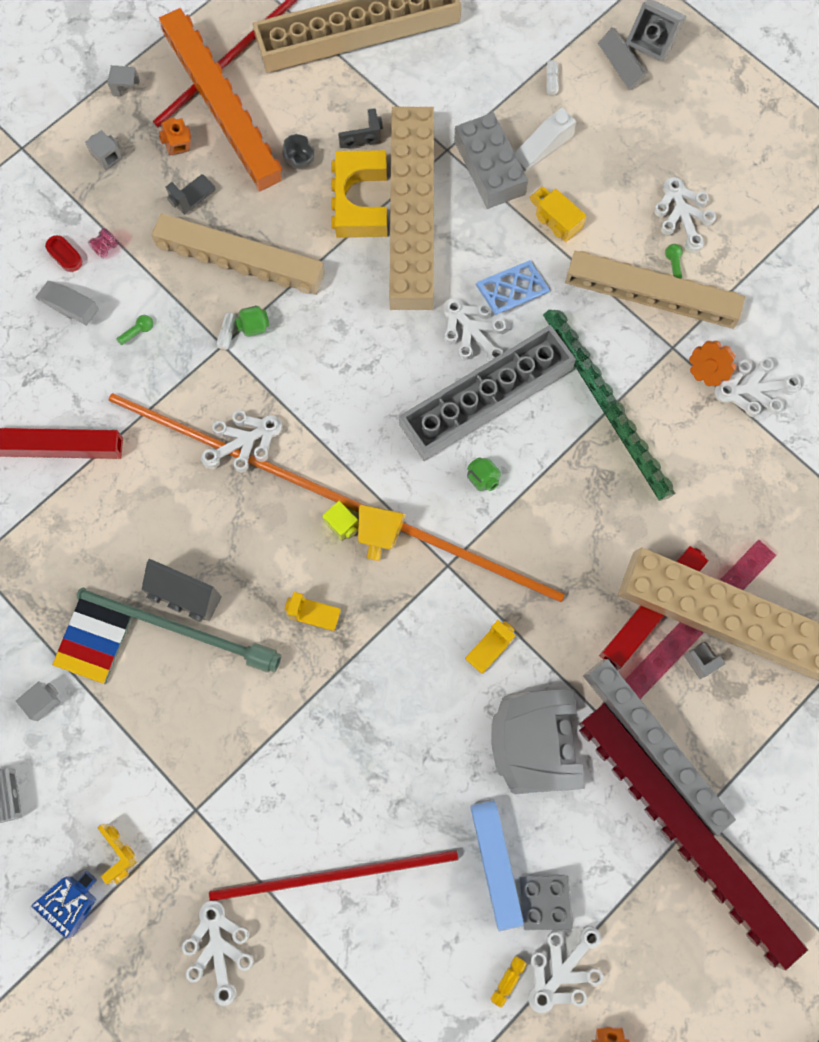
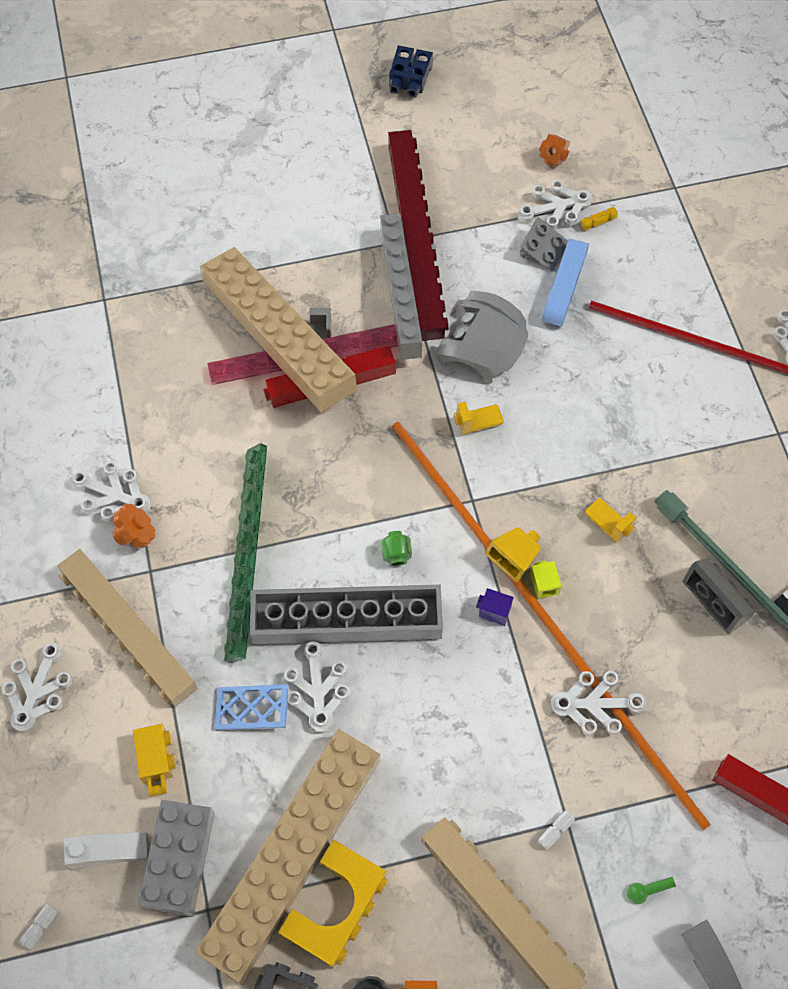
camera: 150 degrees left, 10 degrees down
(252, 321) = (526, 820): bright green head -> none
(370, 472) = (494, 606): none -> dark purple brick
(674, 253) = (77, 656): bright green bar -> none

